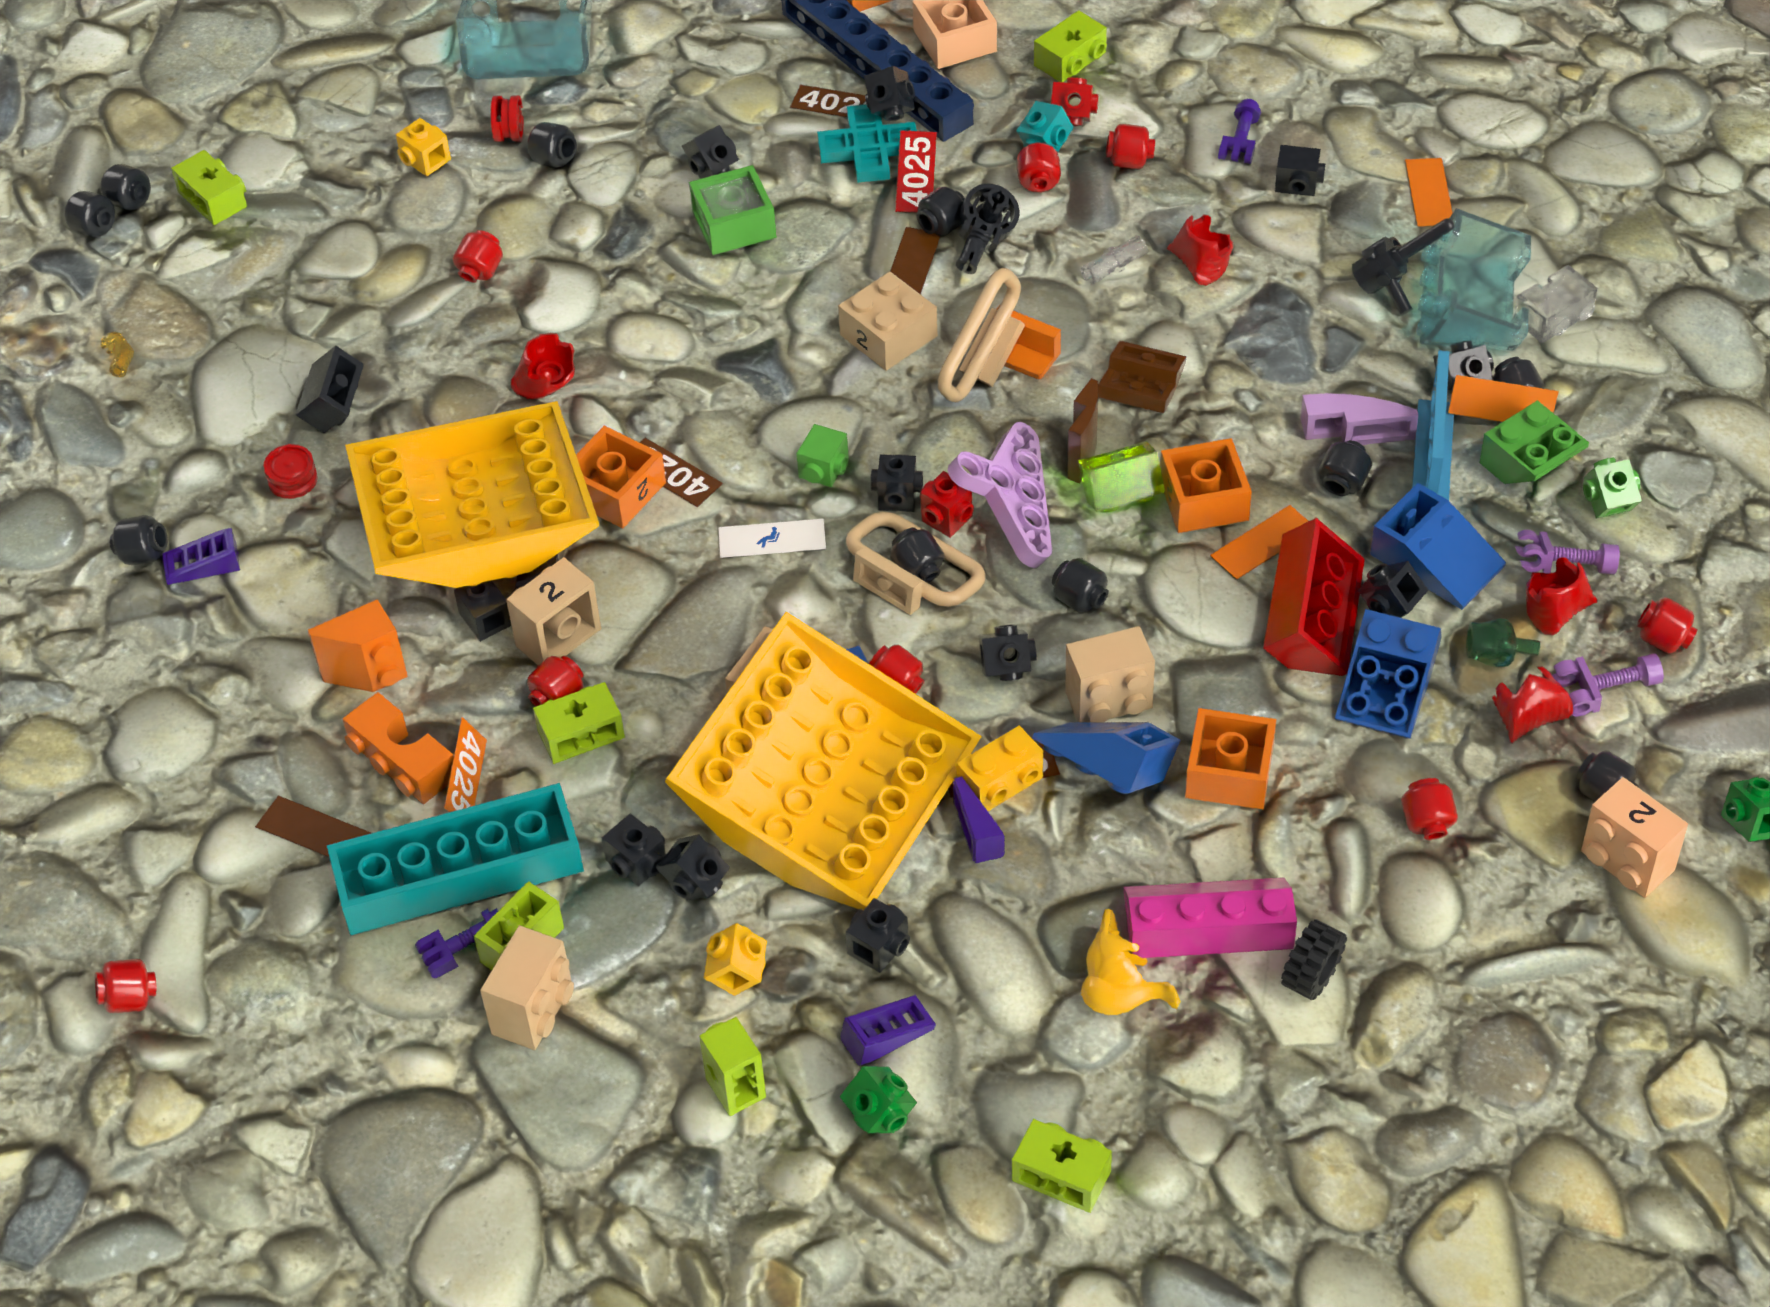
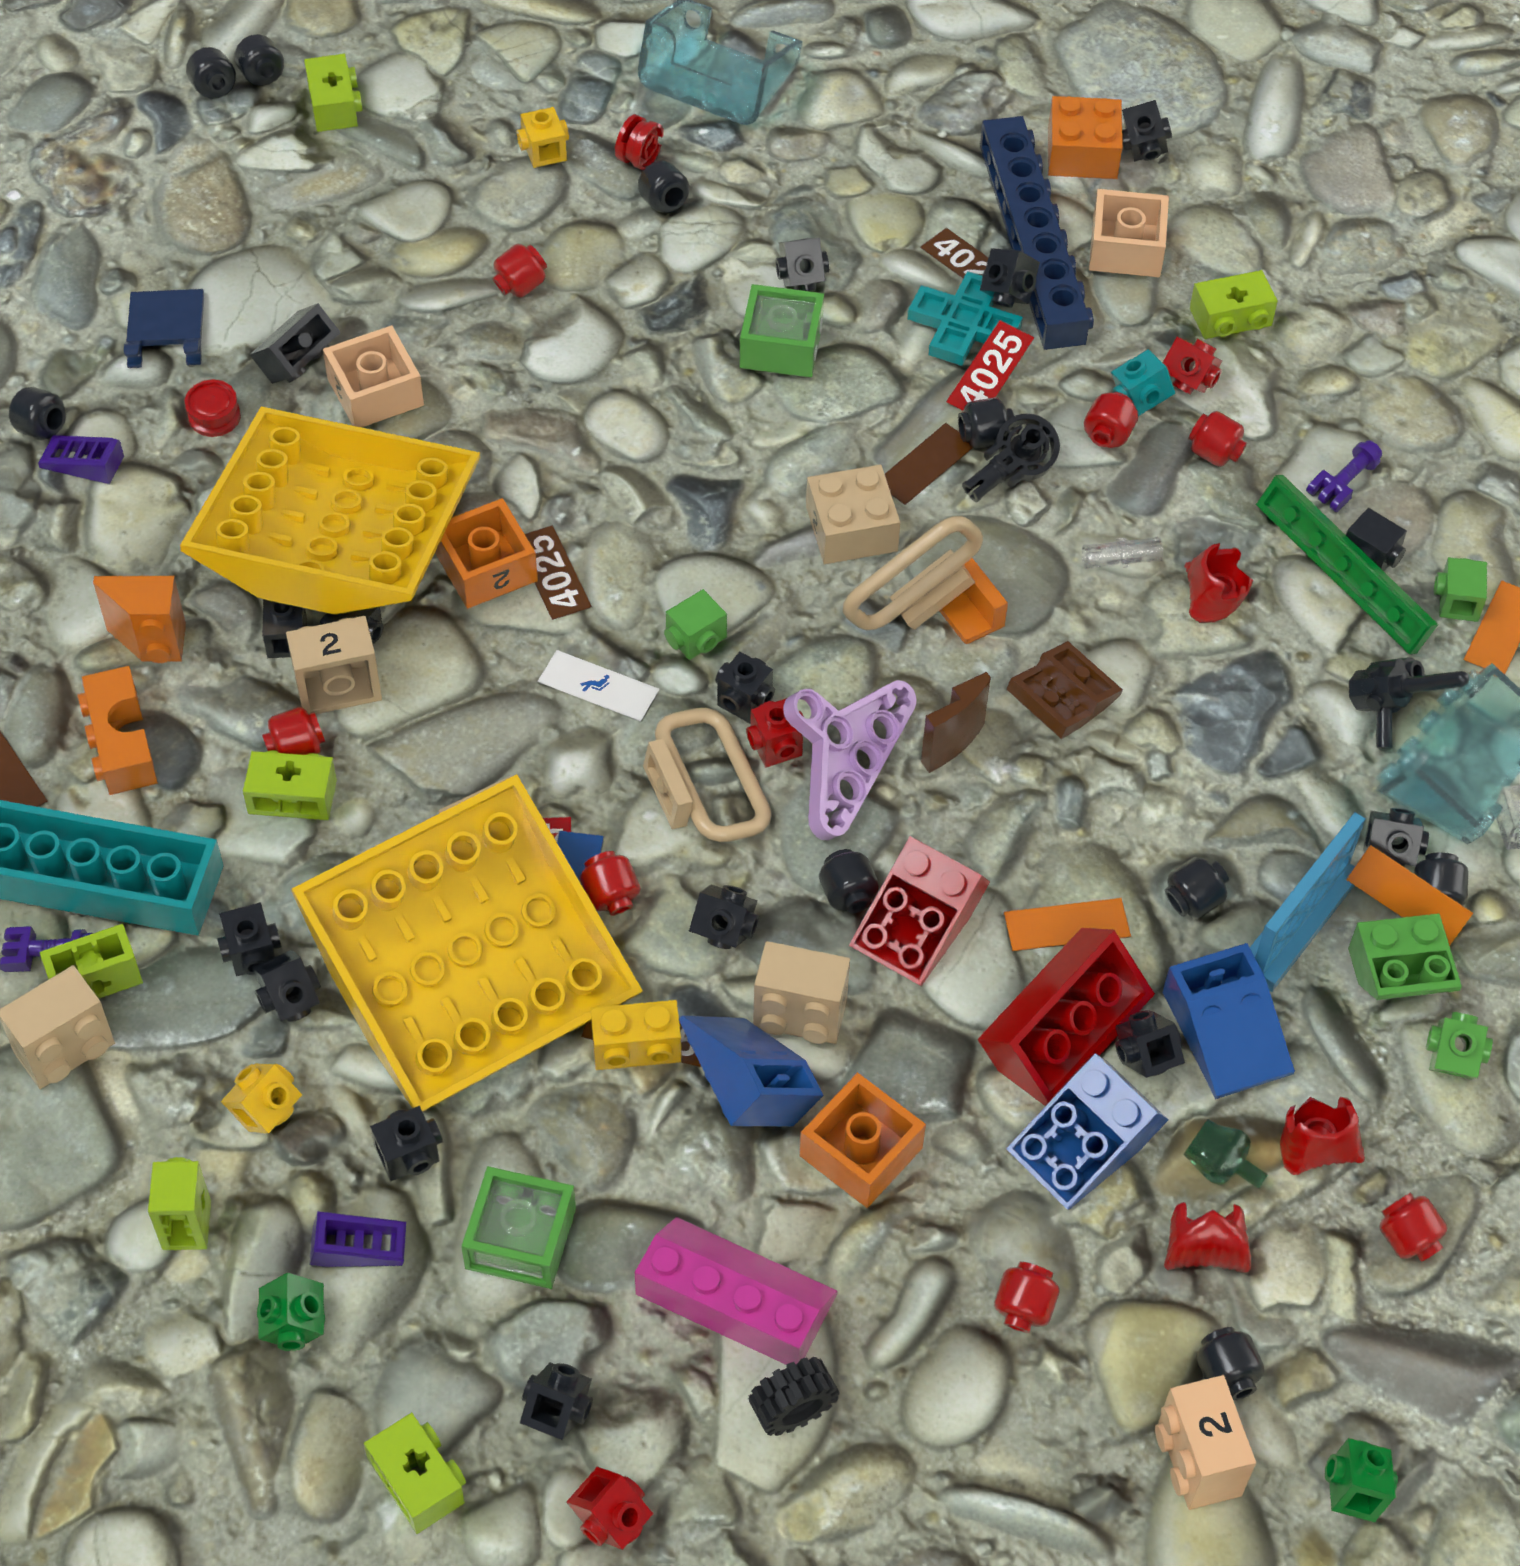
camera: 25 degrees right, 5 degrees up
(121, 350) = (150, 223): clear yellow arm -> none
(193, 423) = (165, 319): none -> dark blue flag
(417, 385) = (373, 377): none -> light nougat brick
(465, 768) = (159, 781): orange sticker -> none
(543, 367) = (502, 410): red hair -> none
(917, 553) = (713, 771): black head -> none
(979, 828) = (574, 1088): dark purple slope -> none
(1015, 948) = (519, 1227): none -> piece
(1112, 977) = (597, 1305): yellow piece -> none
(1121, 477) = (962, 788): clear neon green brick -> none
(1142, 1067) = (556, 1400): none -> black brick
(1151, 579) = (919, 911): none -> slope
(1205, 485) = (1038, 837): orange brick -> none
(1233, 1108) = (610, 1508): none -> red brick
(1289, 194) = (1347, 564): none -> green tile
(1357, 418) = (1246, 840): lavender slope -> none
(1386, 175) = (1462, 589): none -> bright green brick
(1589, 698) = (1271, 1265): medium lavender bar -> none
(1605, 558) = (1399, 1118): medium lavender bar -> none

